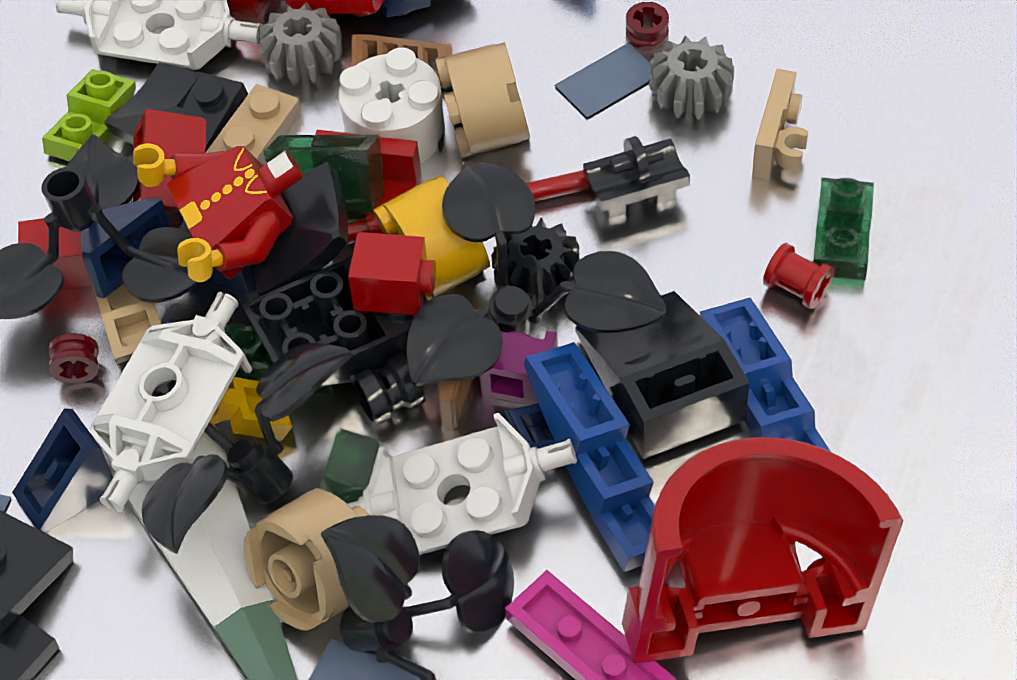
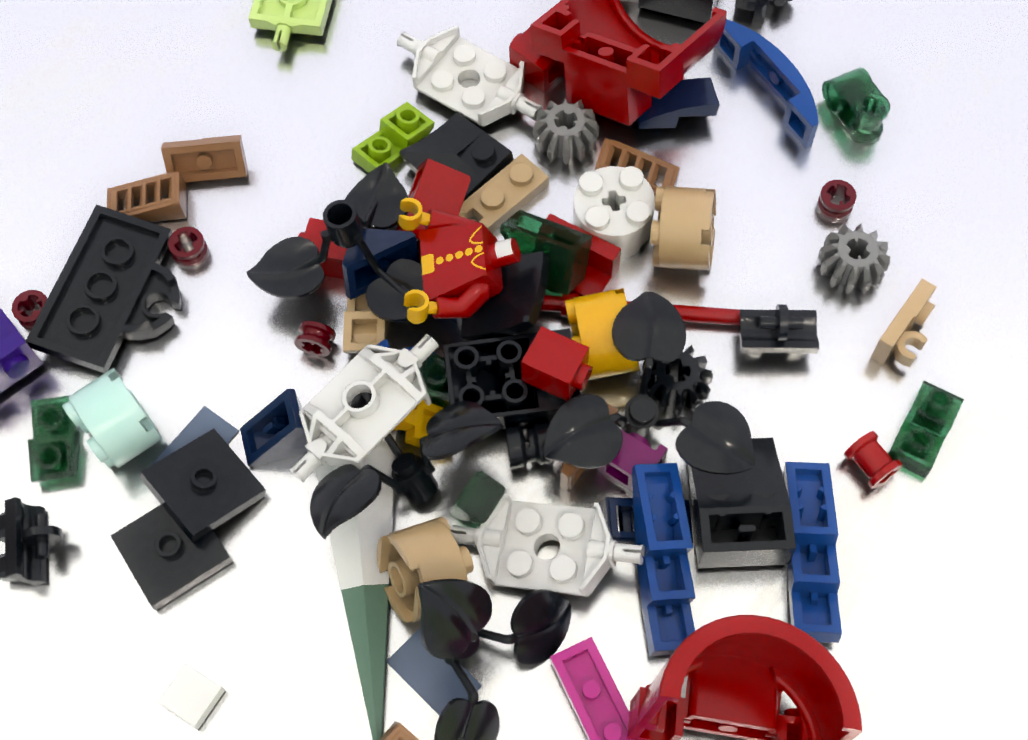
camera: 20 degrees right, 10 degrees up
(606, 80) = (788, 235): sand blue sticker -> none

